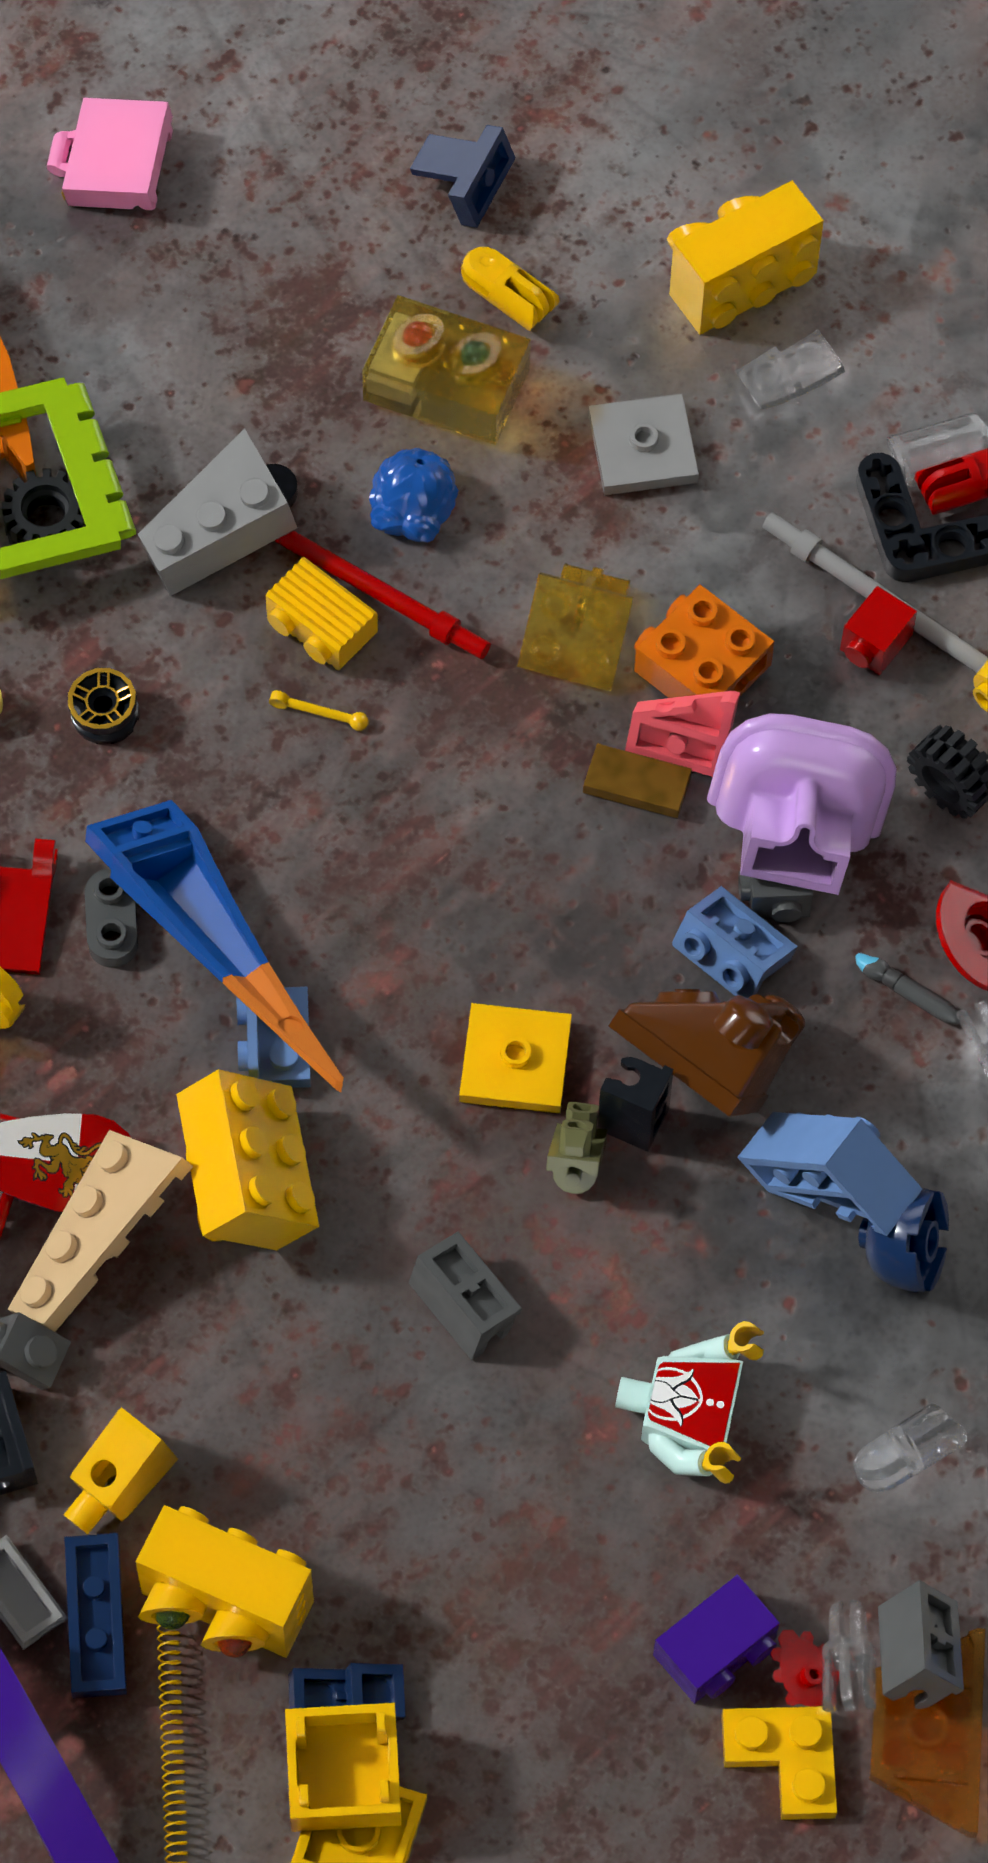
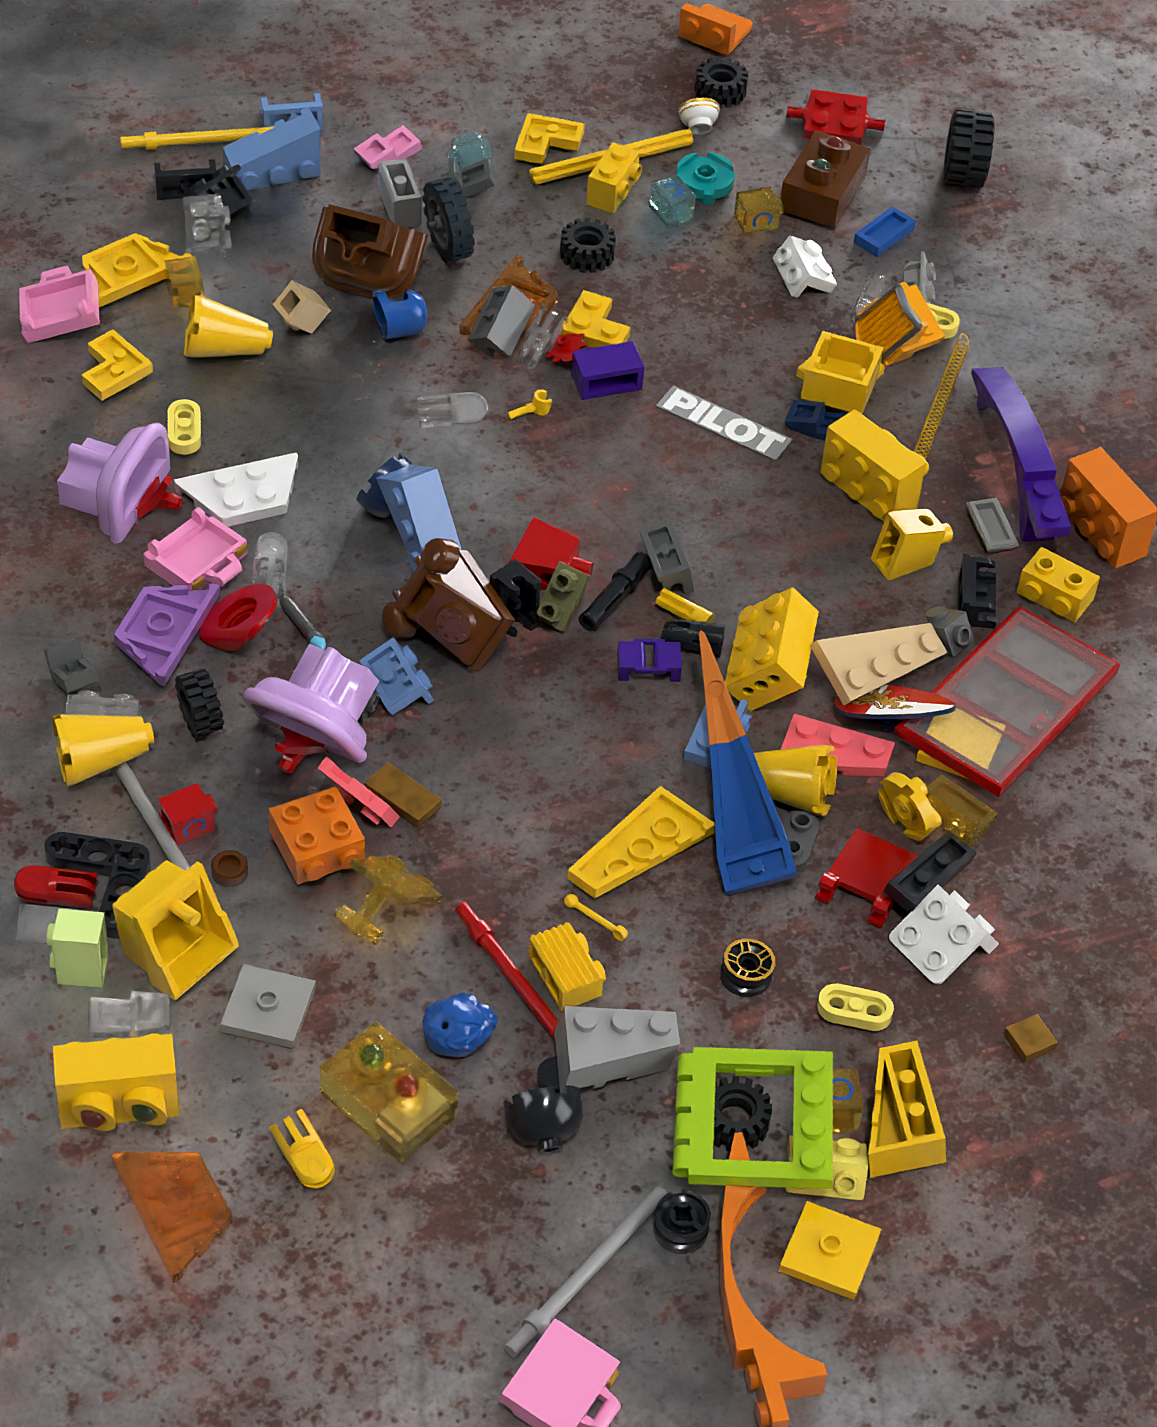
camera: 160 degrees left, 15 degrees down
(54, 350) = (686, 1235): none -> black wheel
(95, 1615) = (952, 490): dark blue plate -> none
(117, 1079) = (855, 751): none -> coral wing
(144, 982) = (800, 776): none -> yellow cone
(168, 215) = (539, 1320): none -> light grey bar
(268, 407) = (545, 1117): none -> black cylinder
(302, 836) = (642, 840): none -> yellow wing
(362, 1181) = (688, 634): none -> black hinge
(392, 1124) = (666, 658): none -> dark purple piece
(402, 1228) = (683, 608): none -> yellow piece
(473, 166) = (288, 1257): dark blue piece -> none
(499, 1640) = (724, 422): none -> sticker
(510, 1234) = (623, 582): none -> black pin
(515, 1058) = (569, 672): yellow plate -> none
(614, 193) = (174, 1203): none -> clear orange wing
(631, 1225) = (546, 546): none -> red torso
(693, 1403) = (563, 463): torso -> none
(789, 597) = (229, 868): none -> reddish brown tile
(798, 455) = (174, 927): none -> yellow piece
(800, 1524) = (538, 406): none -> yellow hand
(884, 388) = (79, 947): none -> yellowish green piece

